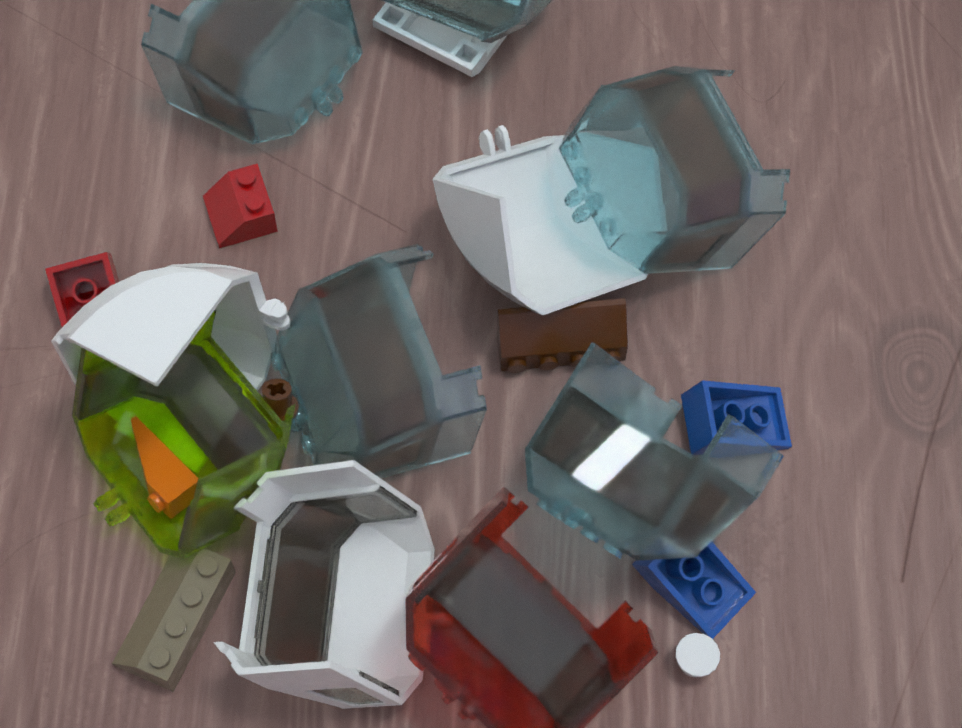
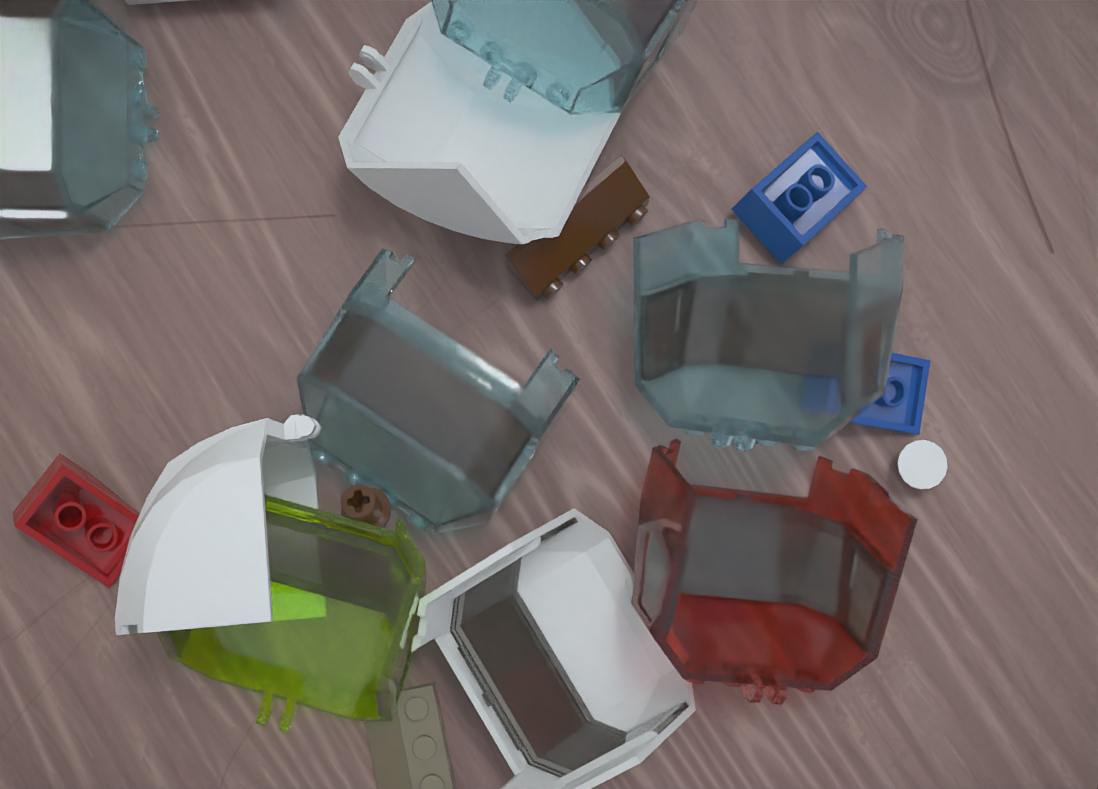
camera: 30 degrees left, 20 degrees up
(167, 478) = (306, 650): orange slope -> none
(240, 207) = (149, 310): red slope -> none

